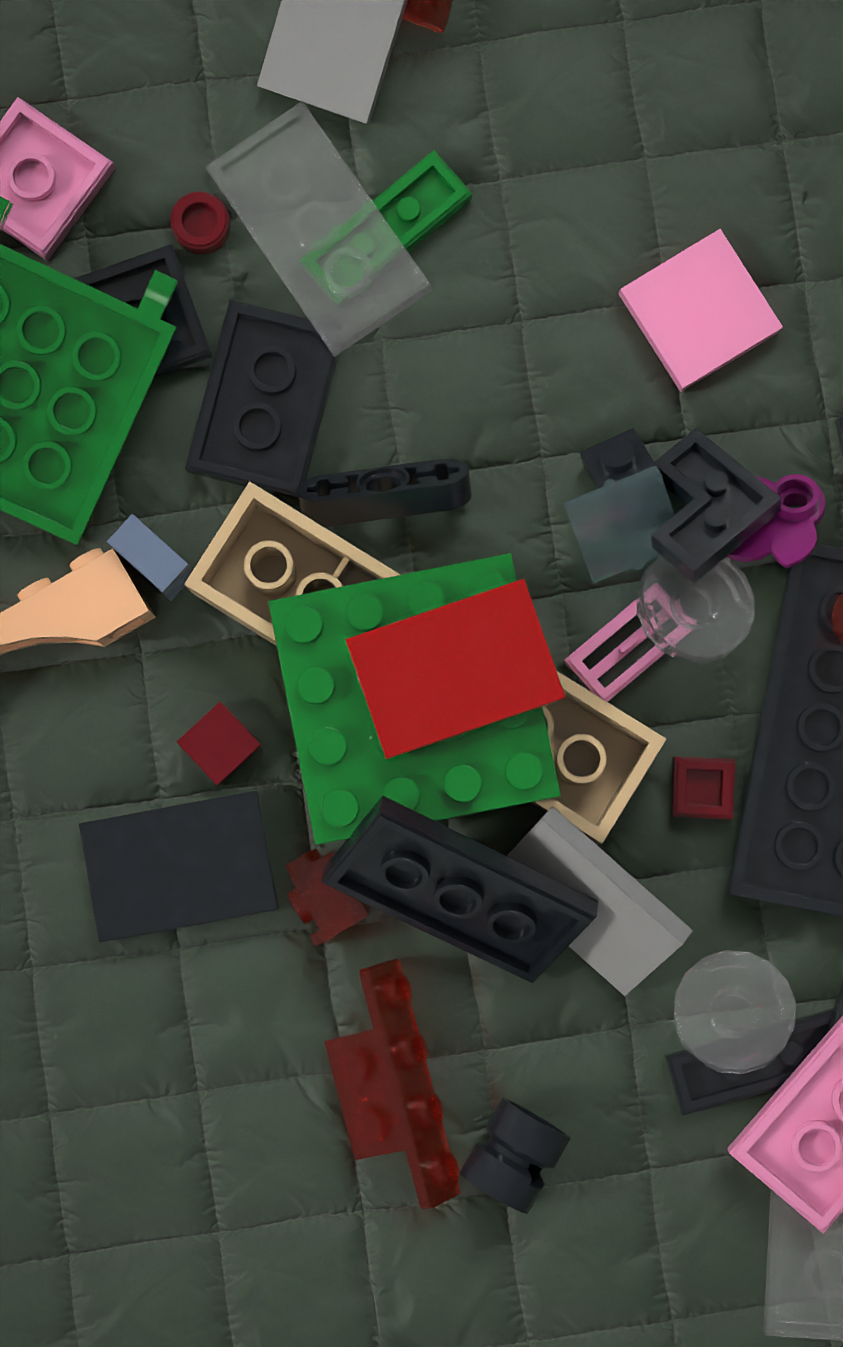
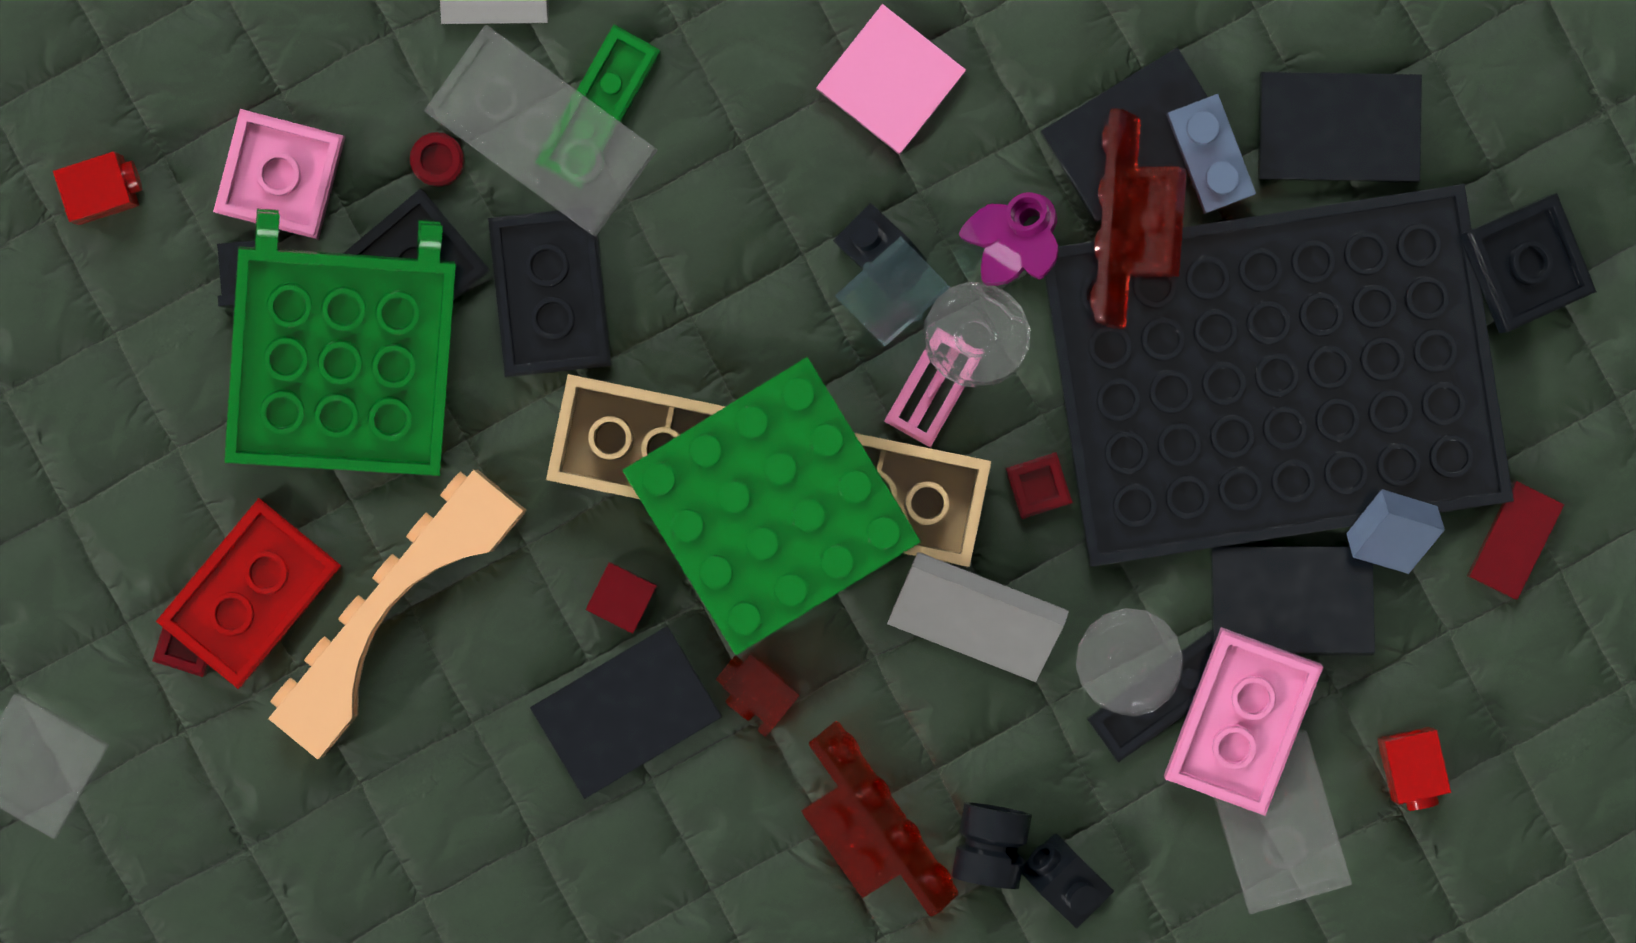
camera: 25 degrees left, 5 degrees up
(151, 557) = (507, 464): sand blue piece -> none
(385, 492) = (654, 352): black beam -> none
(455, 669) = (796, 471): red tile -> none
(458, 890) = (866, 648): black tile -> none
(581, 1223) = (1065, 880): none -> black bracket
(721, 509) = (969, 245): black plate -> none

